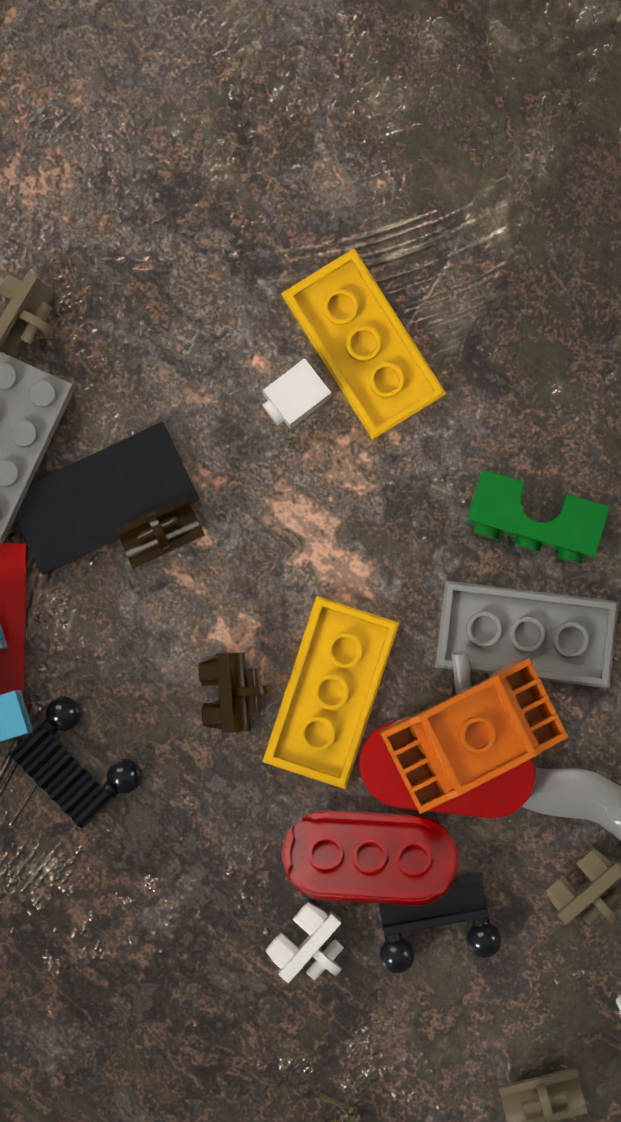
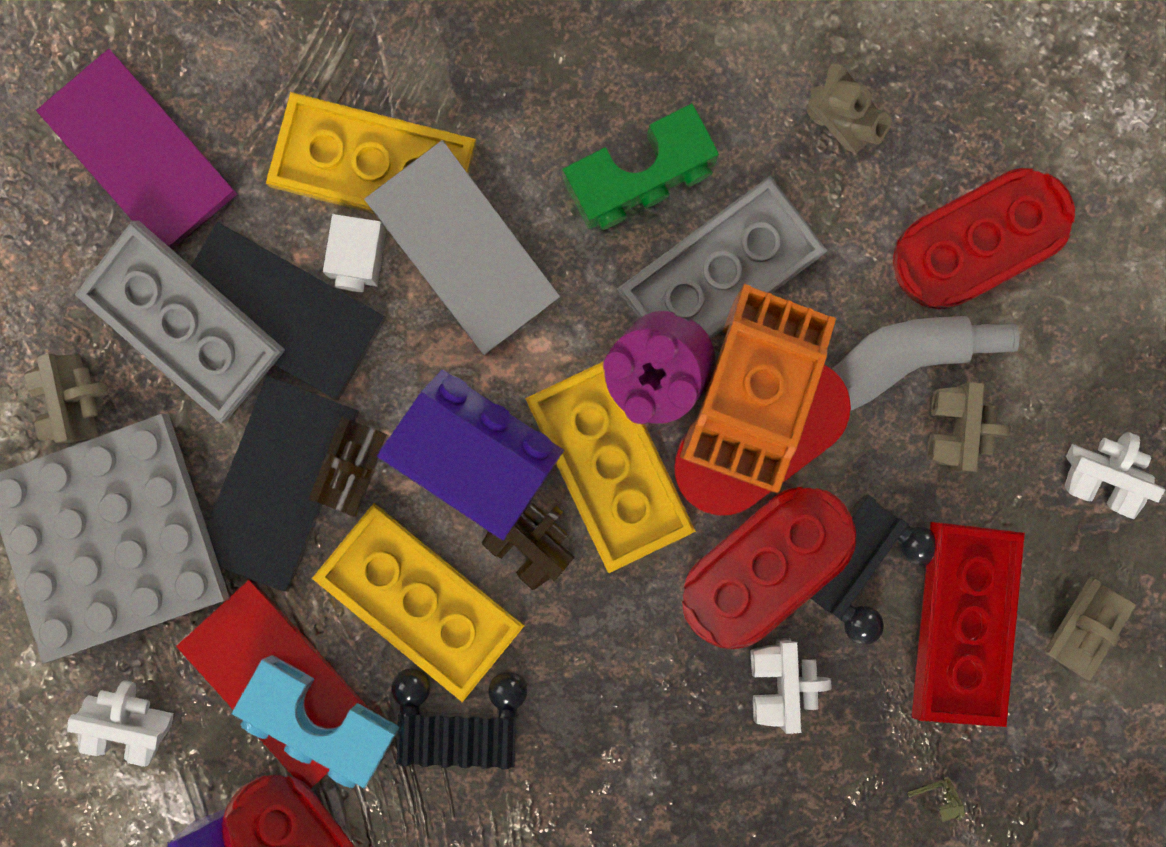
camera: 55 degrees left, 0 degrees up
(121, 662) = (418, 601): none -> yellow tile
(139, 333) = (179, 321): none -> light grey tile
(209, 385) = (314, 322): none -> black tile
(216, 193) = (136, 150): none -> magenta tile
(247, 599) = (471, 453): none -> dark purple slope
(369, 458) = (462, 247): none -> light grey tile
(422, 659) = (659, 367): none -> magenta brick
(465, 1022) = (968, 626): none -> red tile

